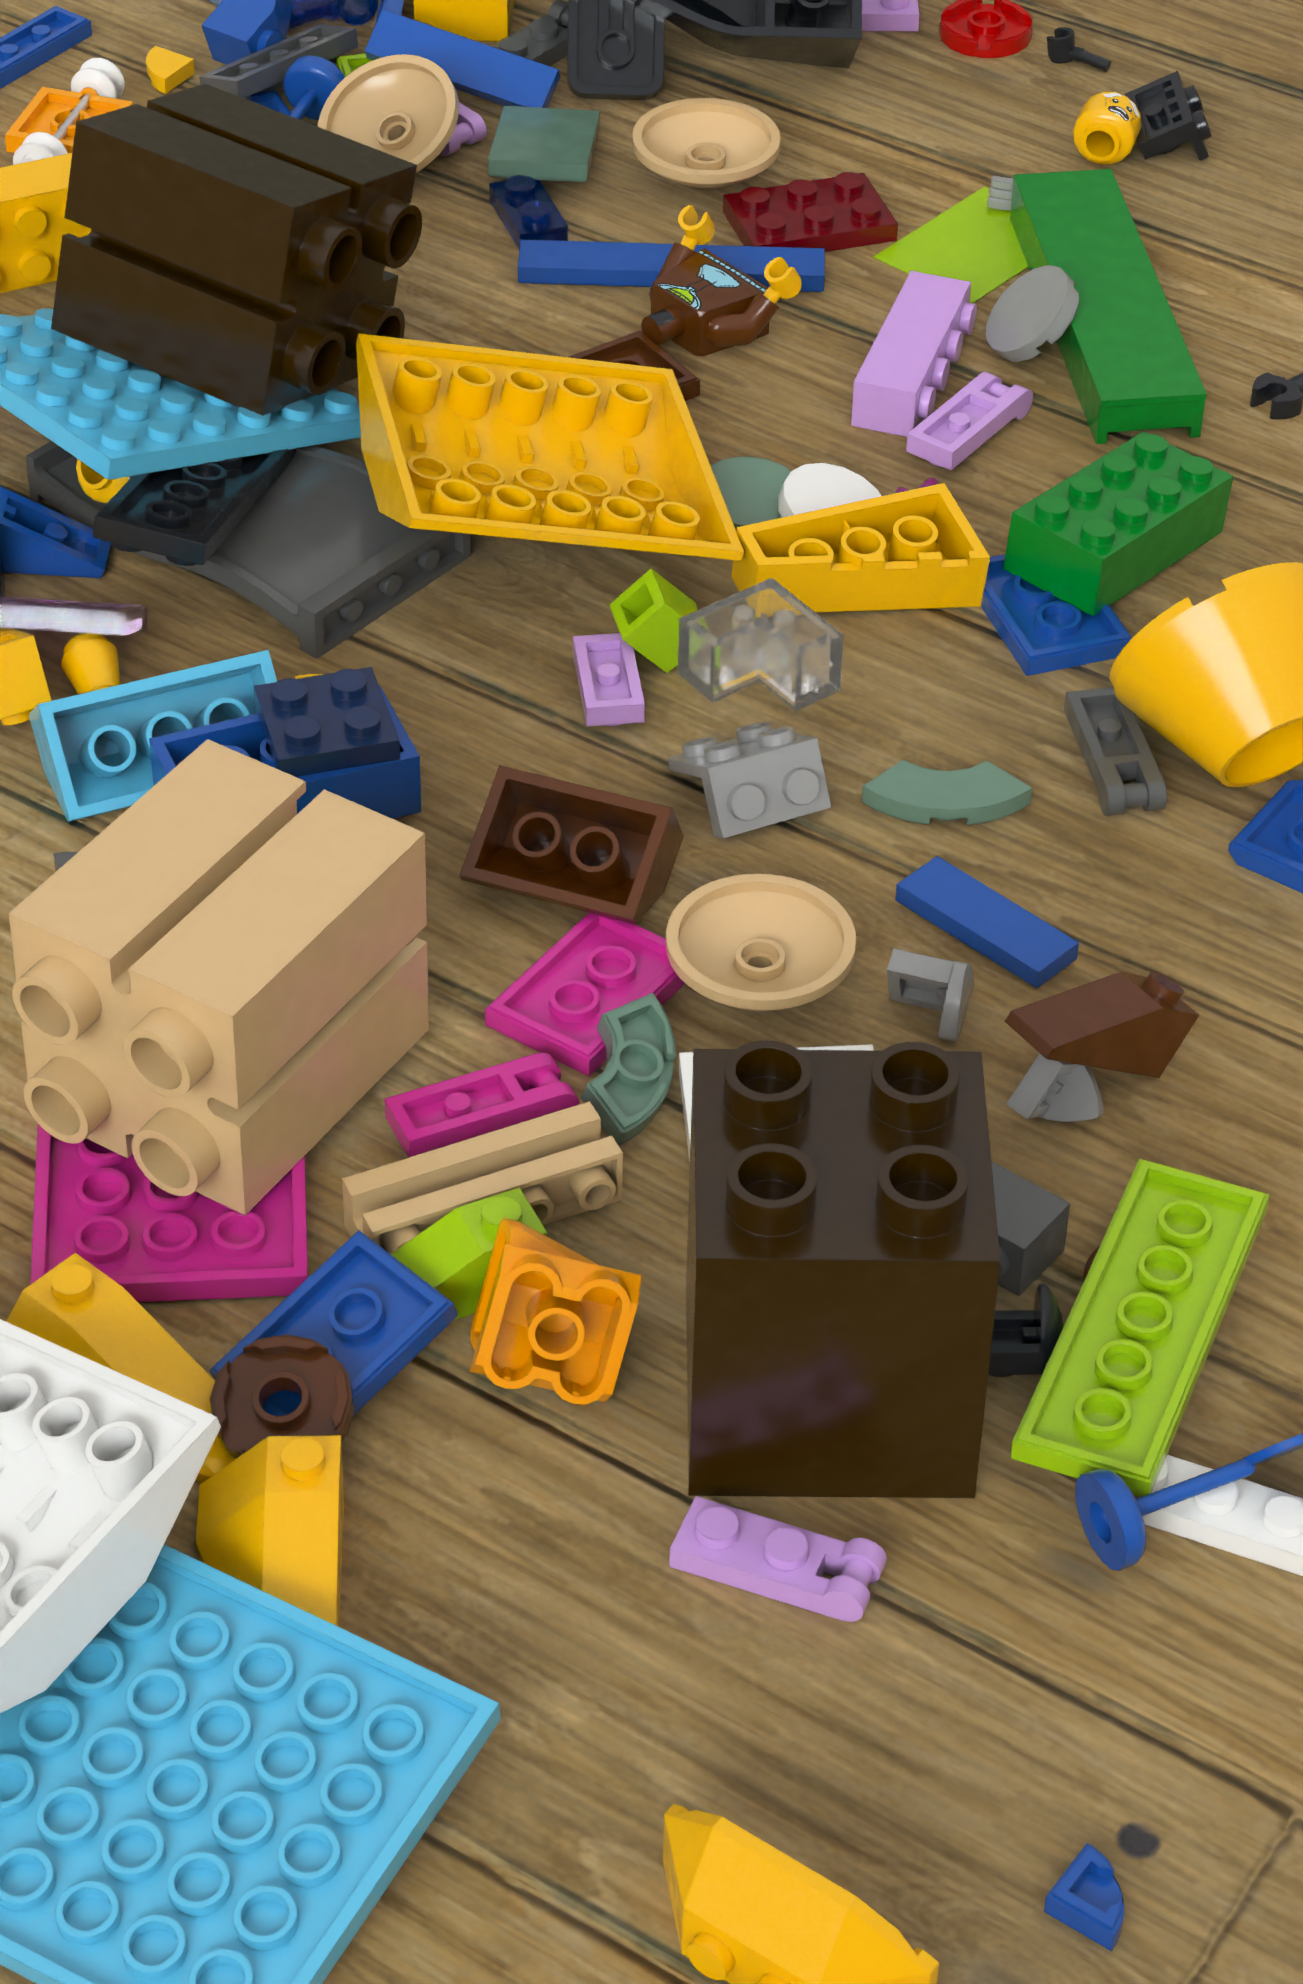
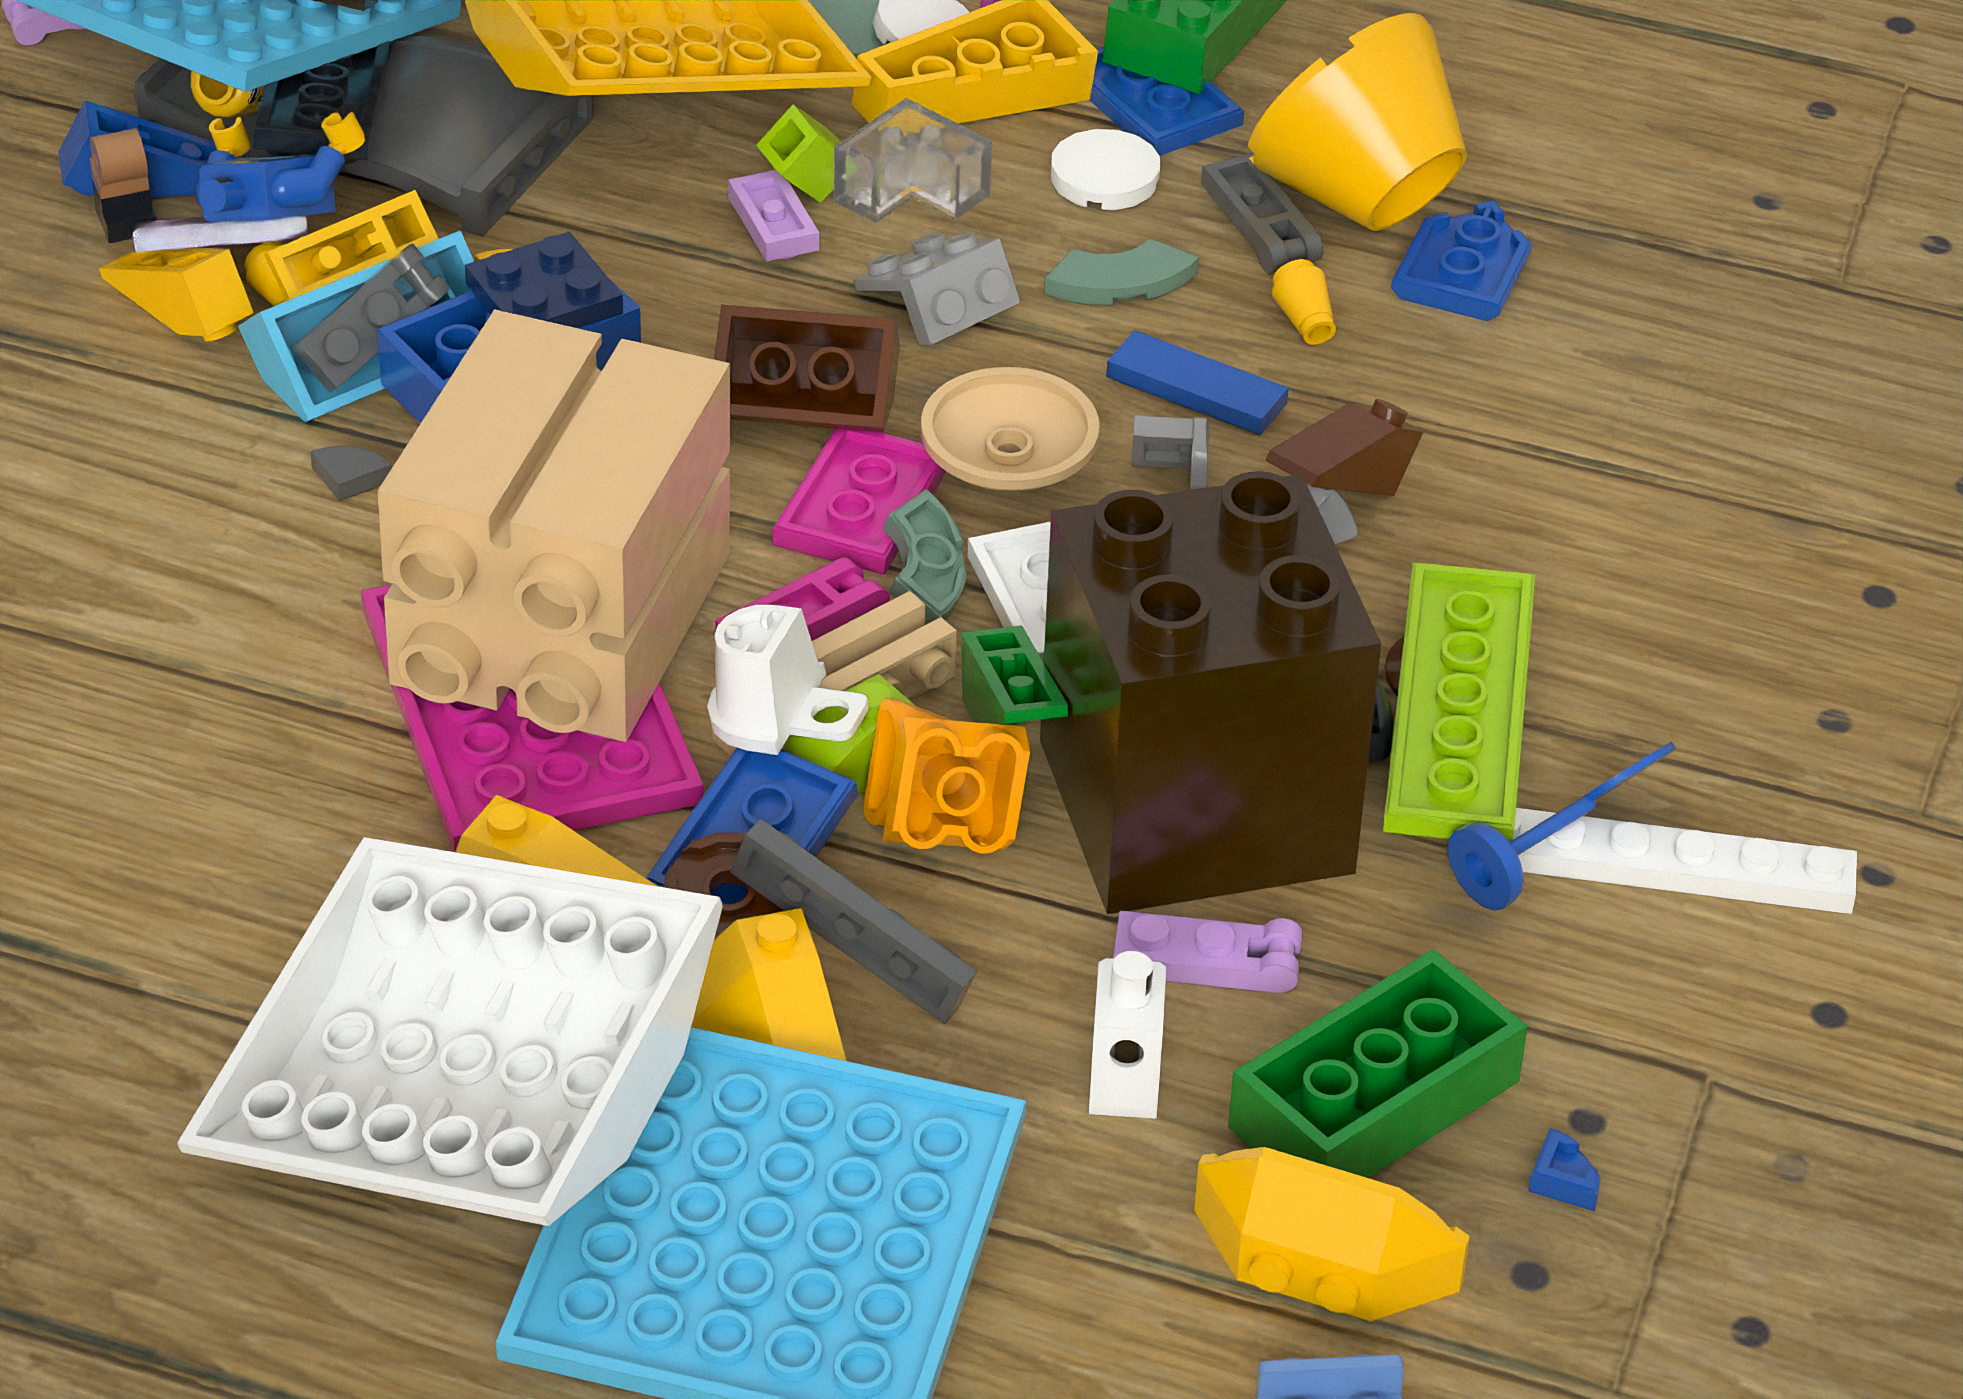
camera: 15 degrees left, 0 degrees up
(99, 577) = (272, 185): none -> blue torso
(121, 741) = (349, 333): none -> dark grey plate
(162, 647) = (350, 245): none -> yellow slope
(395, 1180) = (772, 681): none -> white container
(405, 1473) = (853, 921): none -> dark grey plate
(648, 1618) = (1127, 1008): none -> white torso
(653, 1215) = (1007, 678): none -> green slope
(904, 1746) = (1381, 1070): none -> green brick
(968, 680) = (1105, 169): none -> white tile
(1128, 850) = (1305, 300): none -> yellow cone

